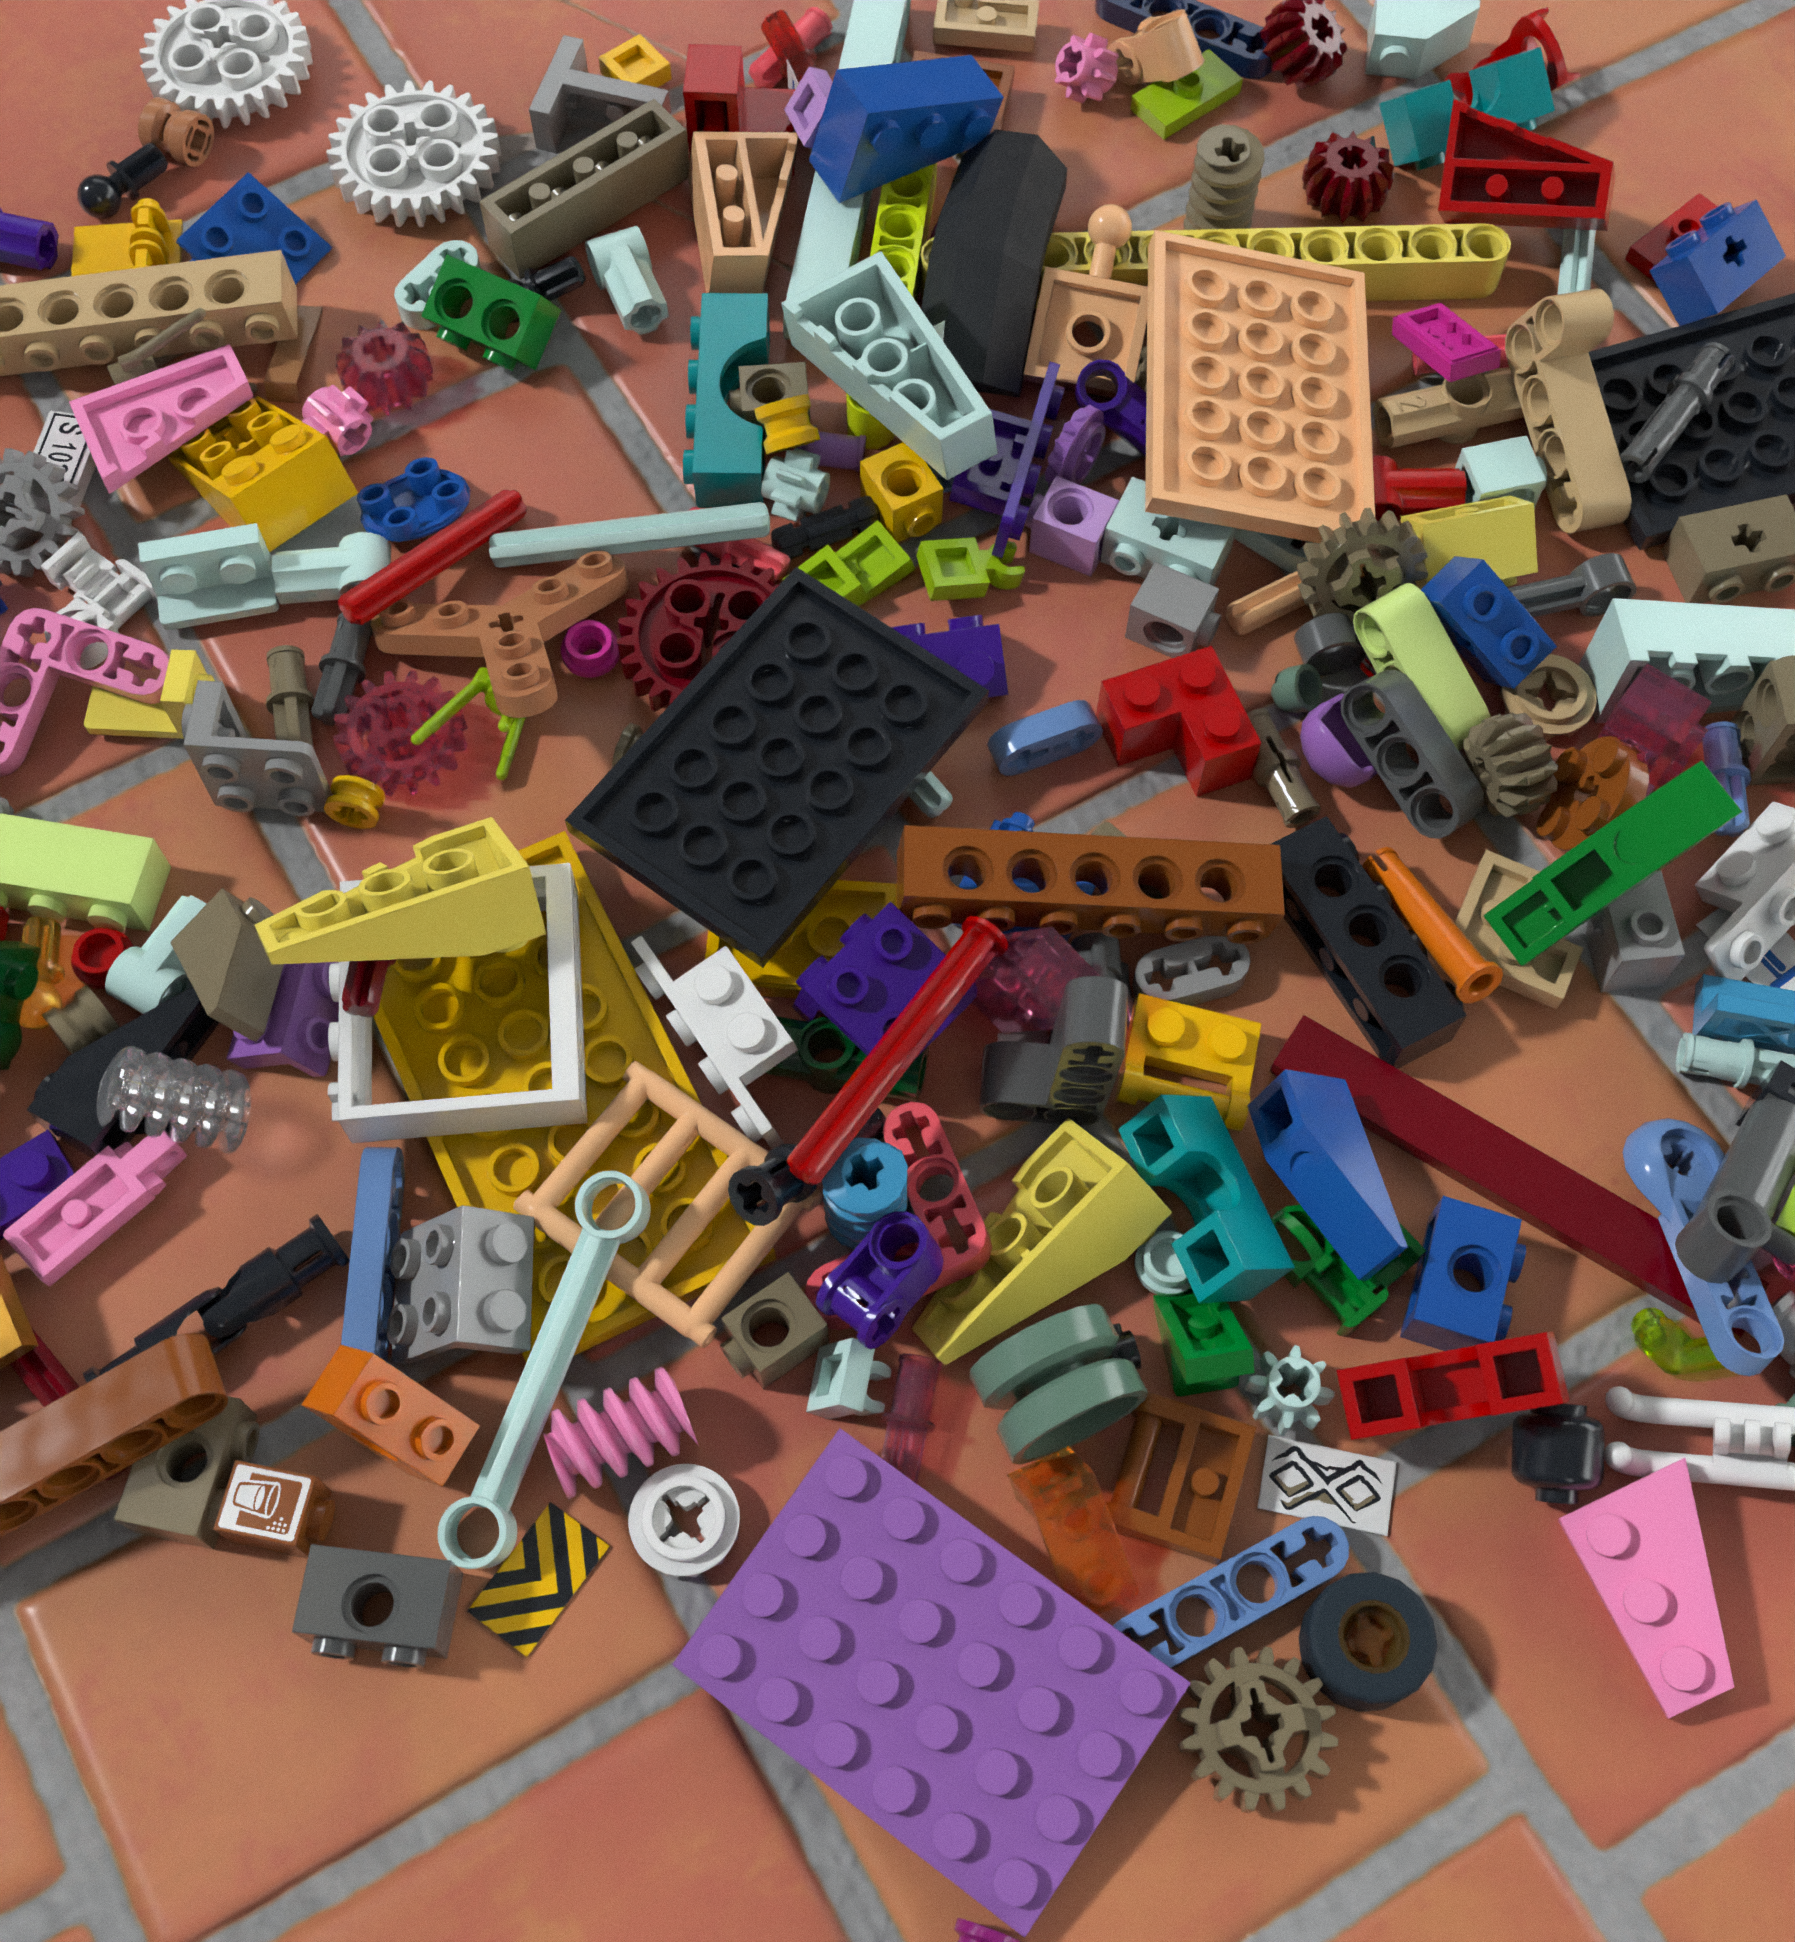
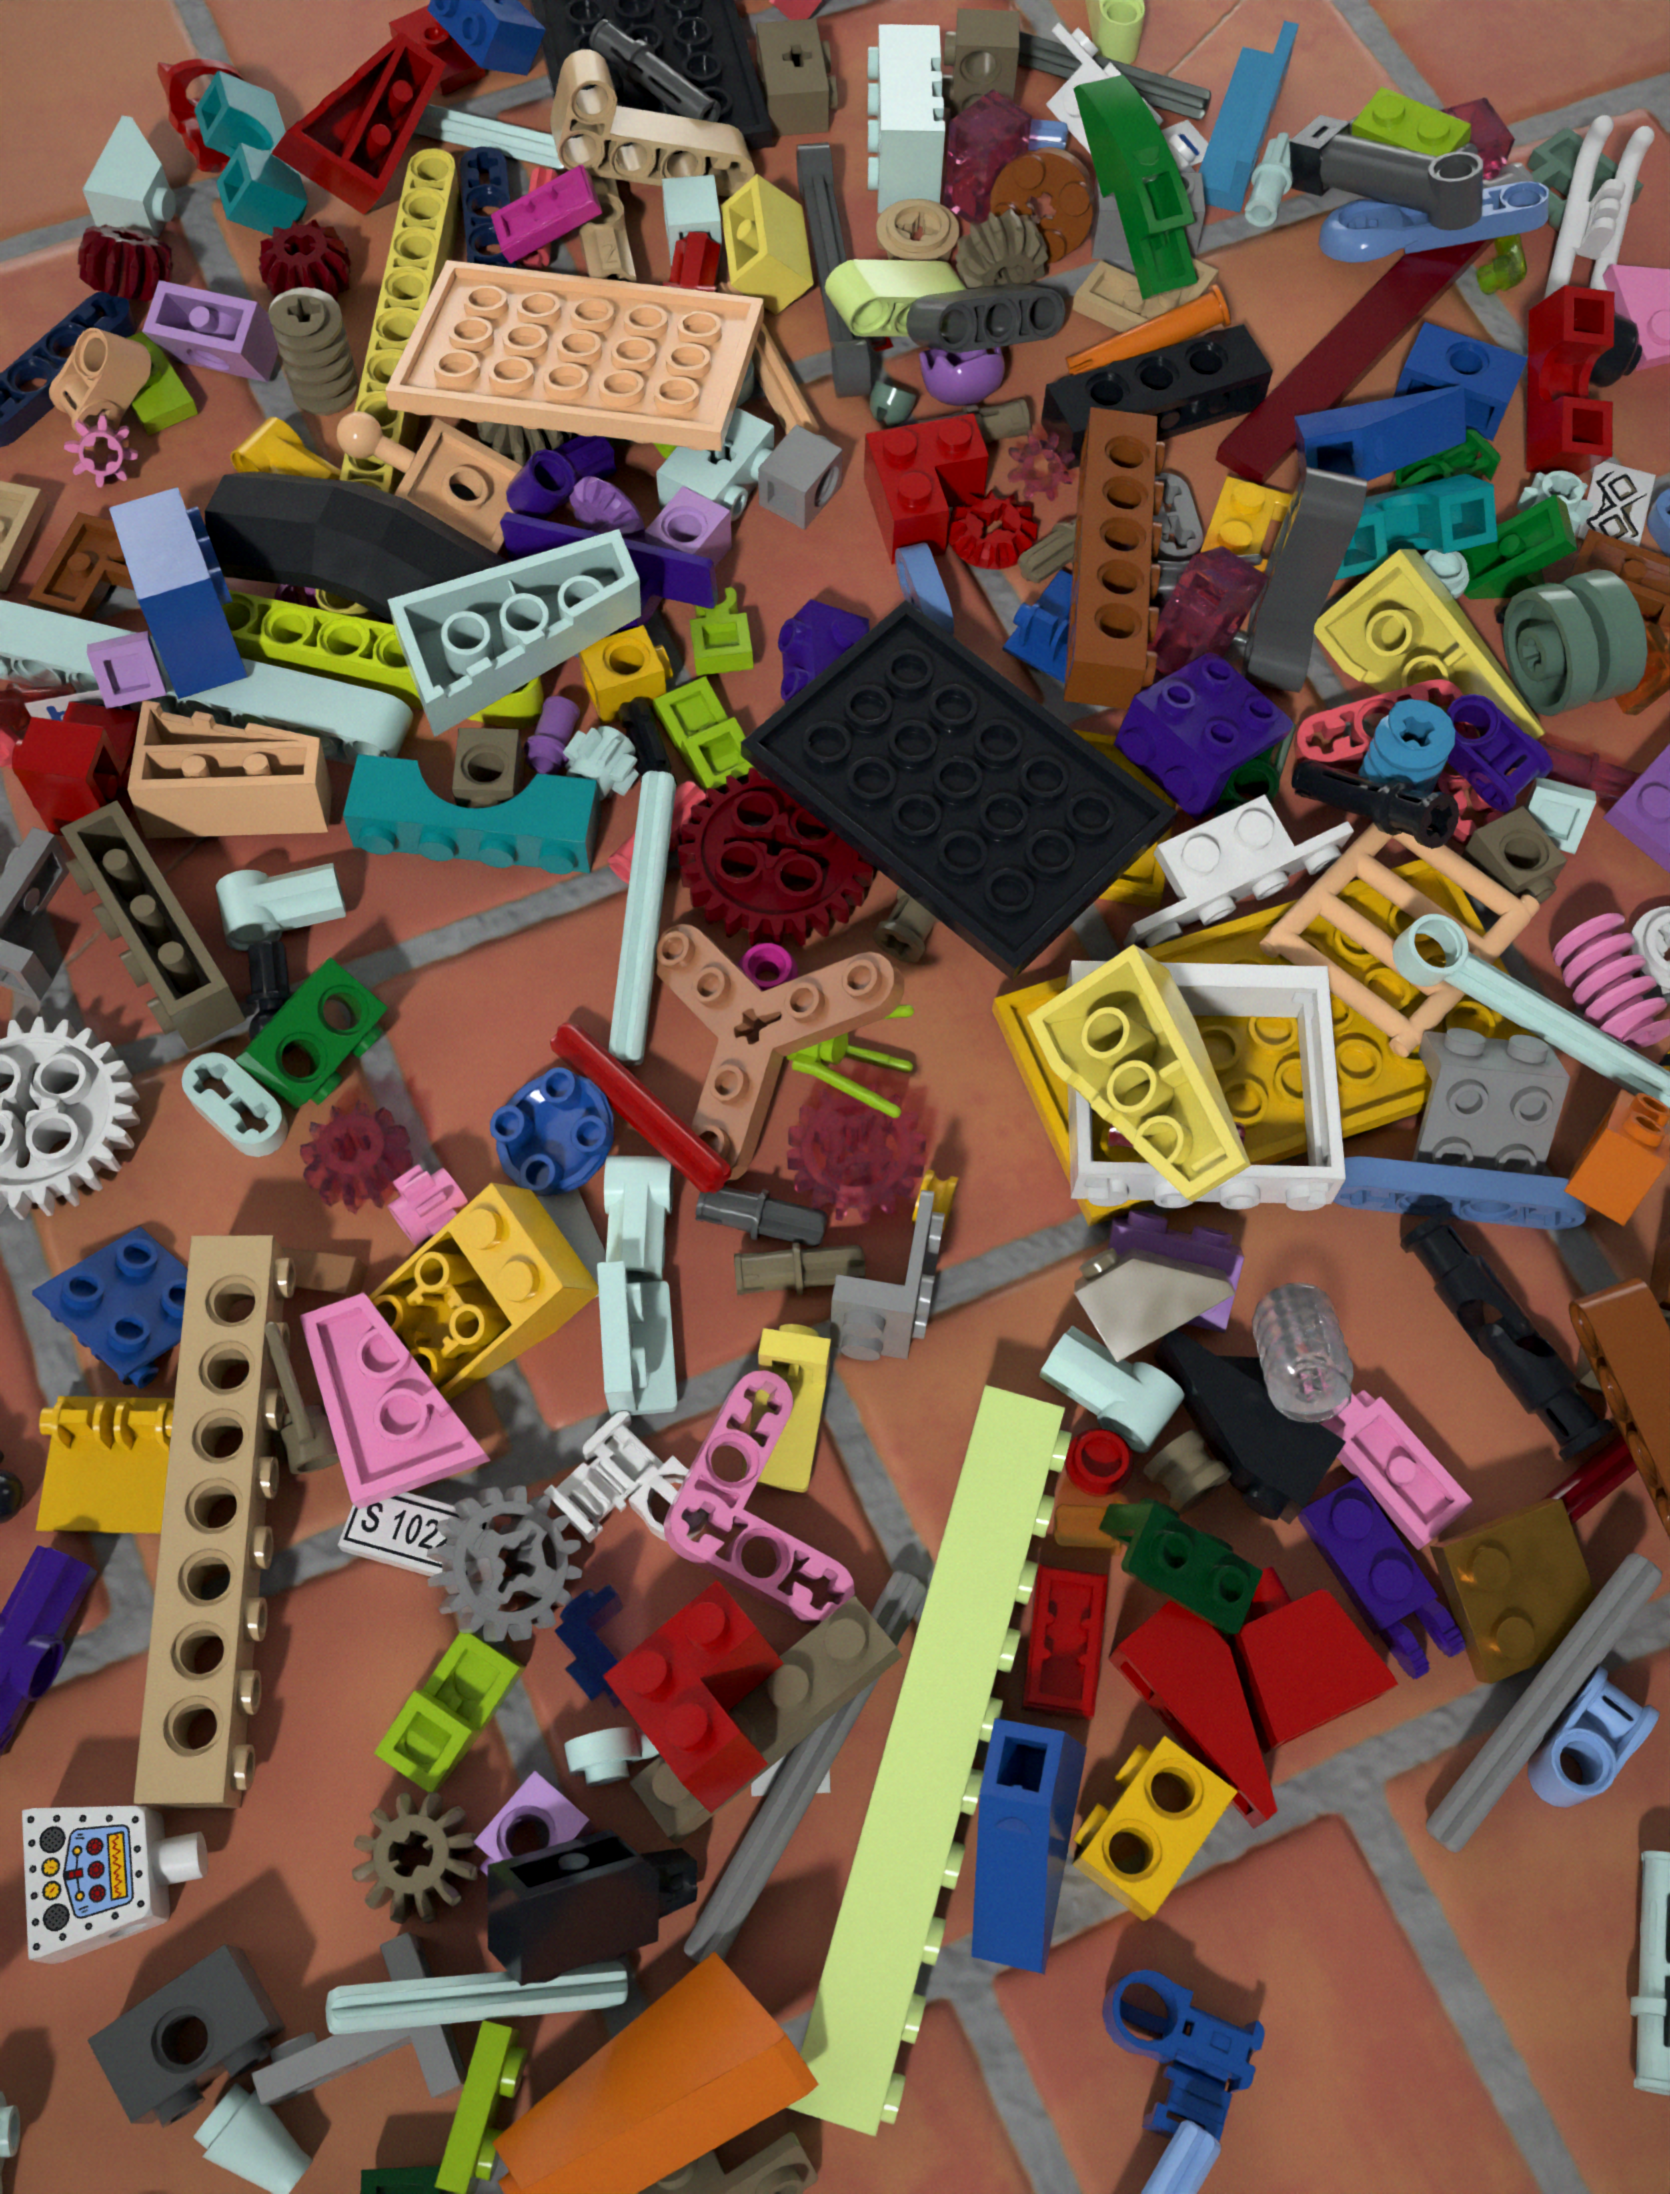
camera: 85 degrees left, 0 degrees up
(787, 424) = (547, 743): yellow wheel -> none
(896, 1050) = (1297, 697): red axle -> none
(1103, 185) = (279, 450): none -> yellow piece
(1163, 819) = (1001, 547): none -> red gear
(1229, 820) = (1055, 468): none -> clear pink gear
(1237, 95) = (212, 331): none -> lavender brick
(1333, 572) = (794, 315): dark tan gear -> none
(1486, 297) = (480, 229): none -> dark blue beam
(1487, 622) = (864, 229): blue brick -> none

